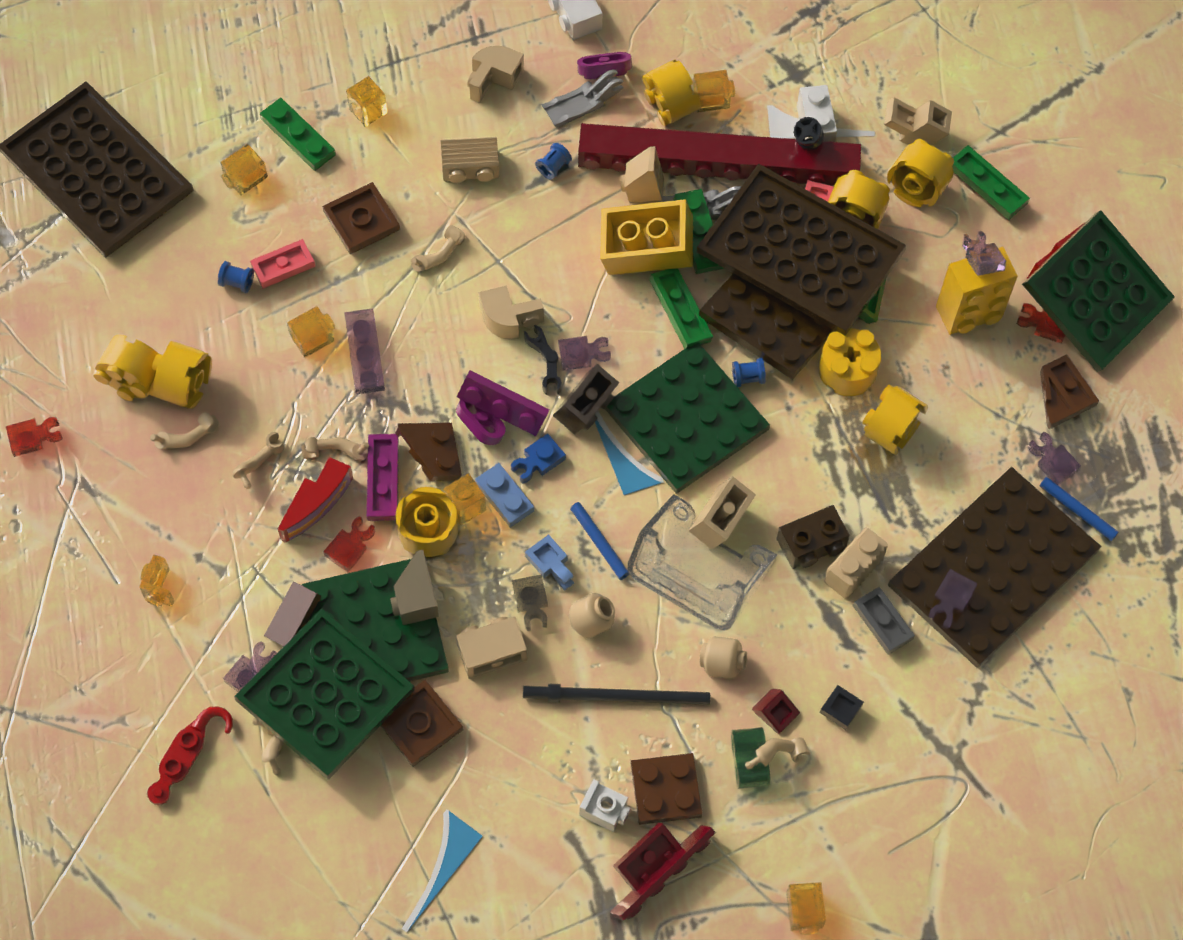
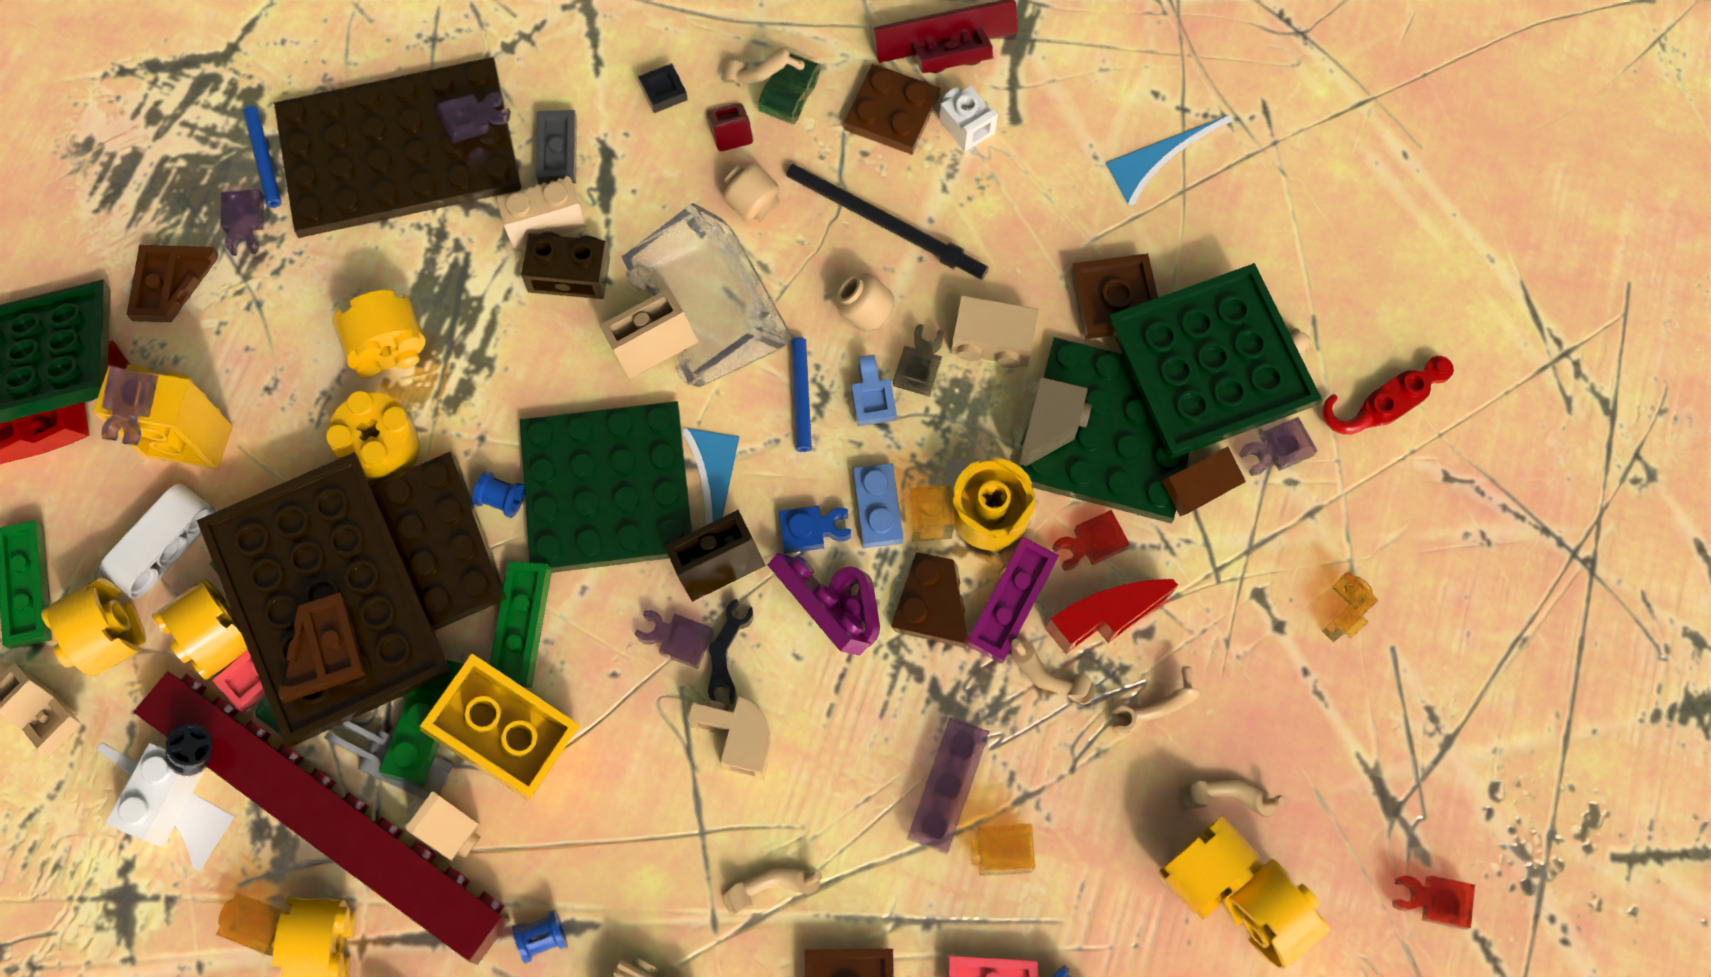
camera: 150 degrees left, 5 degrees up
(773, 213) = (322, 649): none -> reddish brown wing
(931, 242) = (155, 541): none -> white beam

